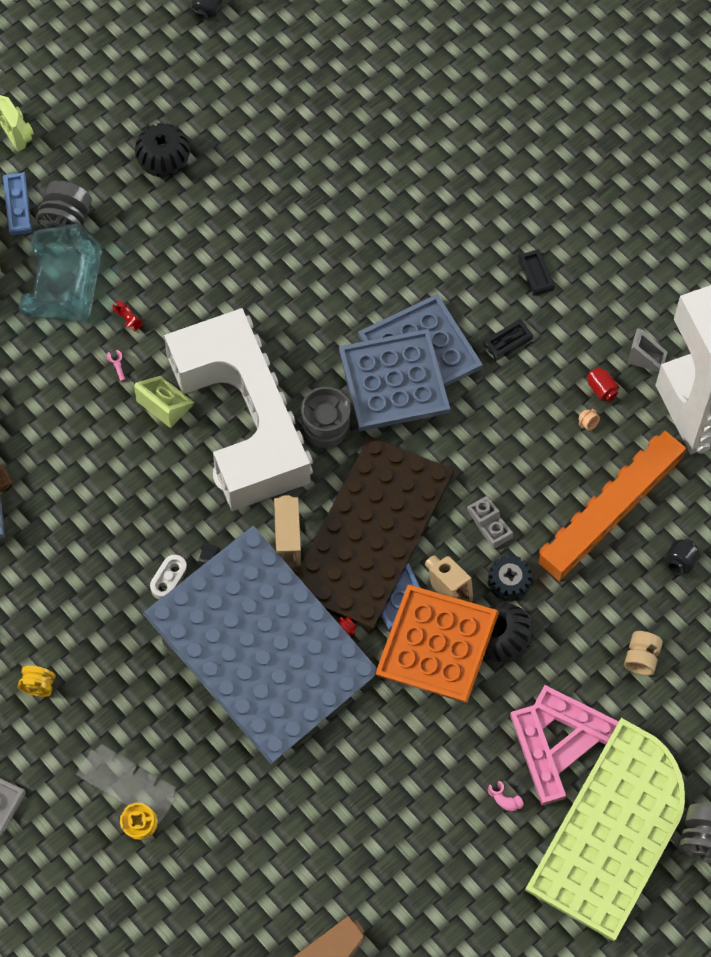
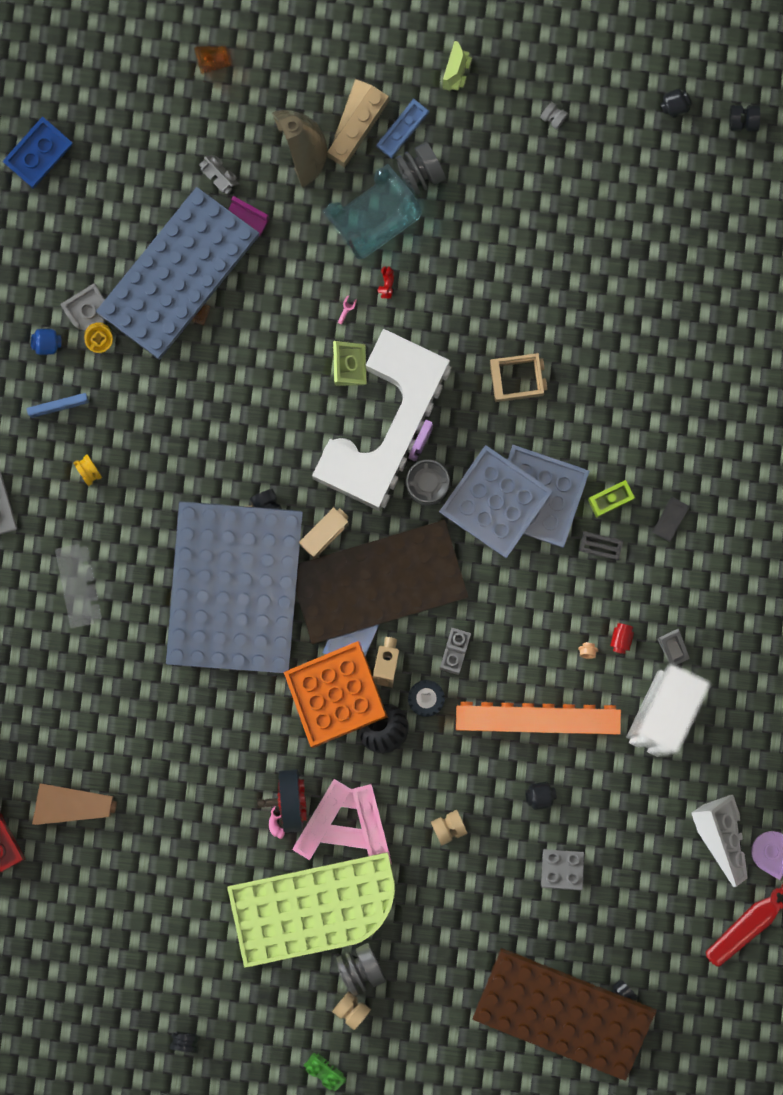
camera: 55 degrees right, 20 degrees up
(125, 89) = (554, 115): none -> light grey wheel
(138, 821) = (59, 616): yellow wheel -> none
(162, 150) = (519, 196): black wheel -> none
(166, 577) = (230, 483): white plate -> none
(285, 387) = (421, 440): none -> lavender tile
(295, 301) = (496, 377): none -> tan window
(347, 625) = (298, 625): red plate -> none
(477, 295) = (611, 498): none -> lime brick
(498, 759) = (290, 801): none -> black wheel

